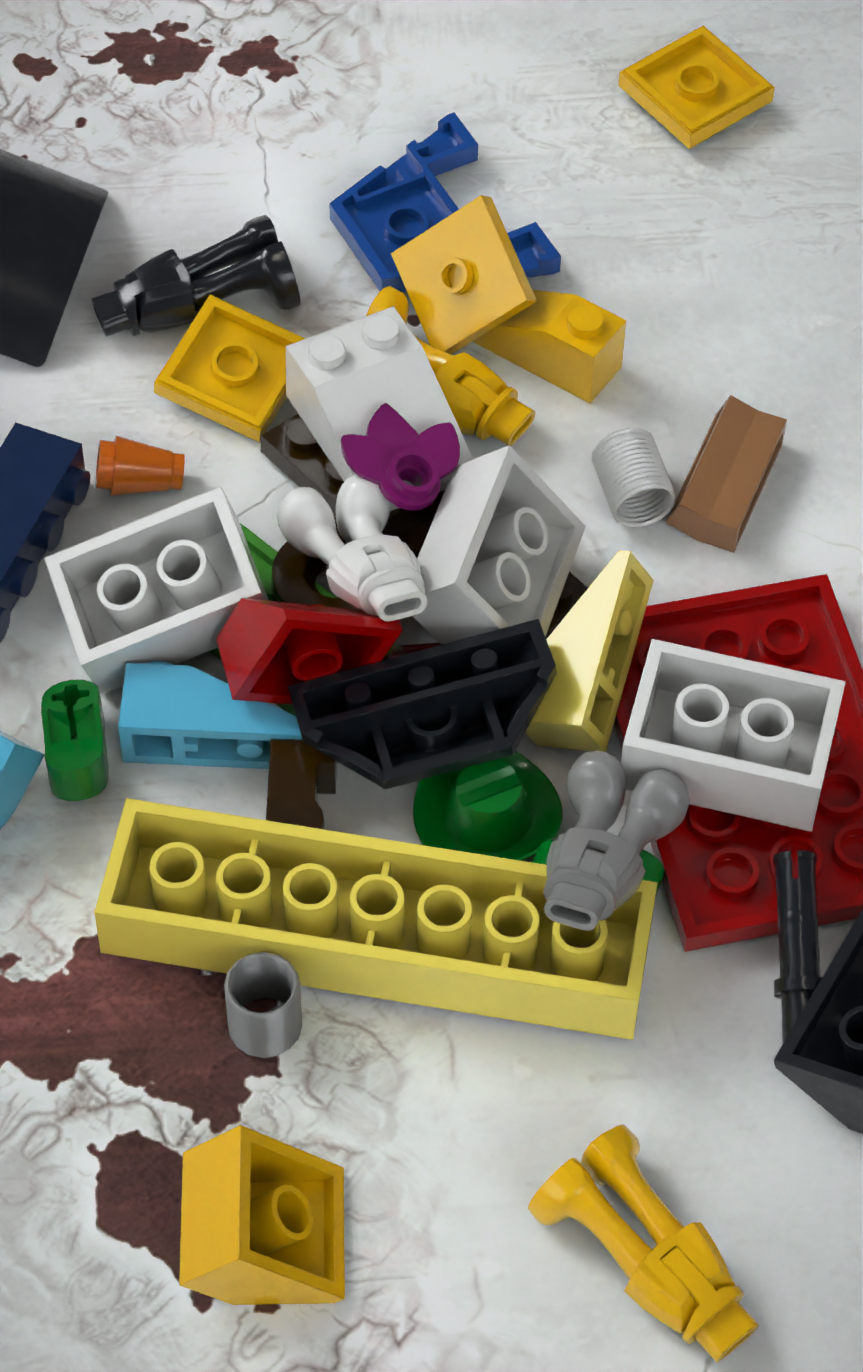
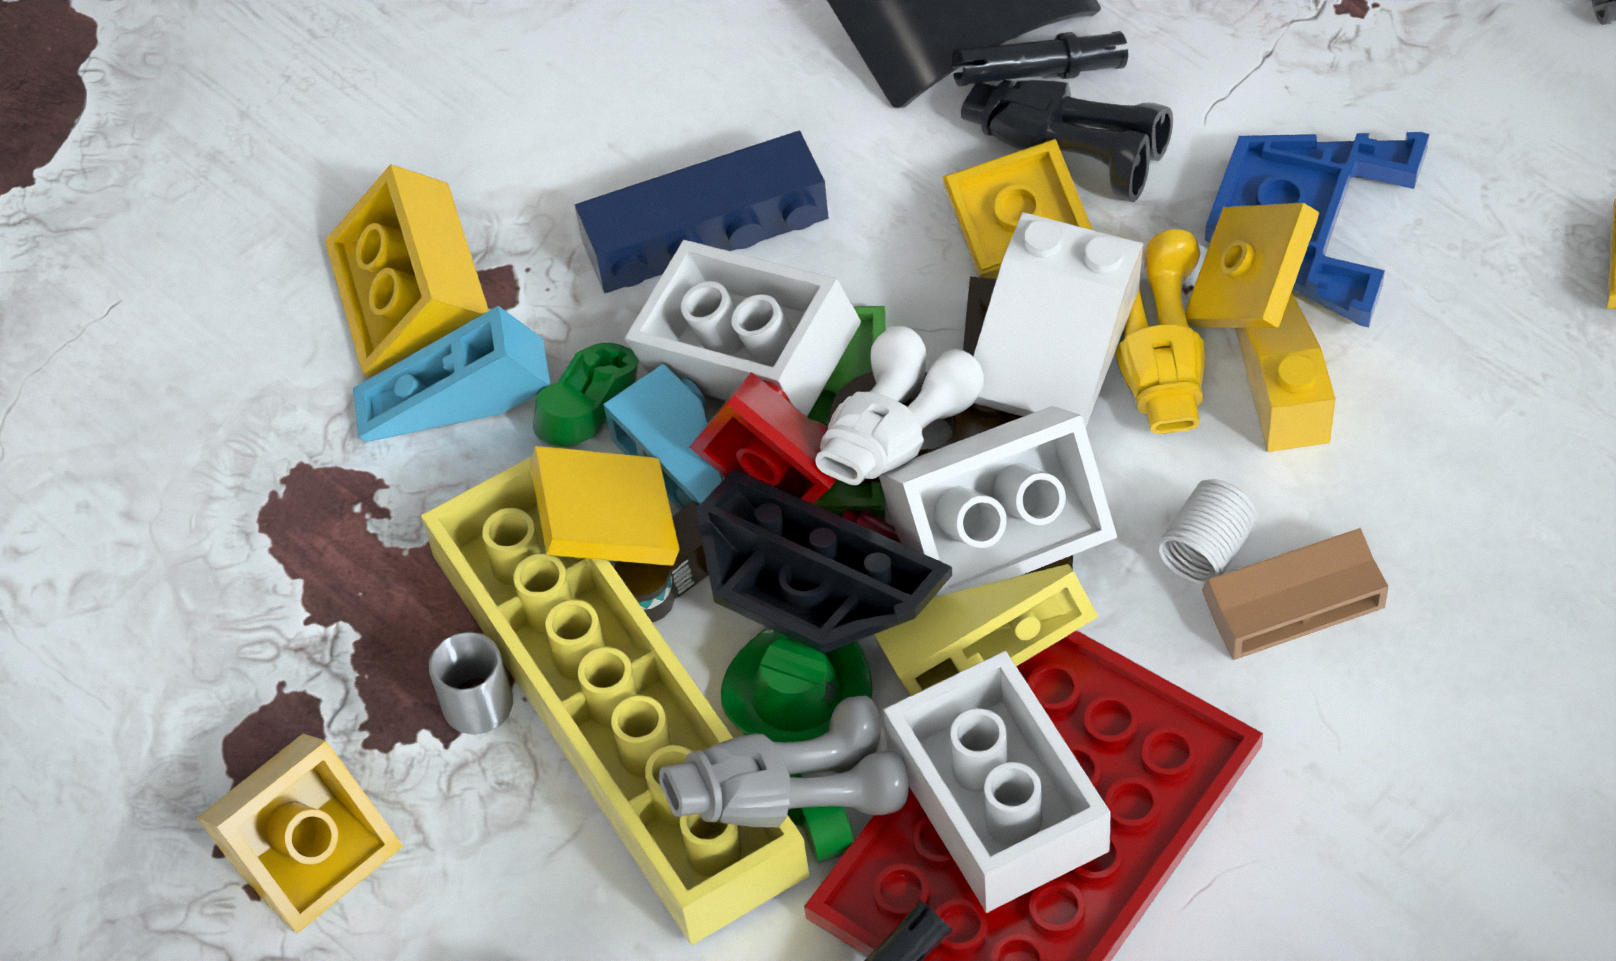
camera: 55 degrees right, 0 degrees up
(134, 236) = (1063, 56): none -> black pin
(137, 468) = (858, 230): orange cone -> none
(228, 788) = (603, 506): none -> yellow tile
(397, 453) = (1017, 360): magenta plate -> none

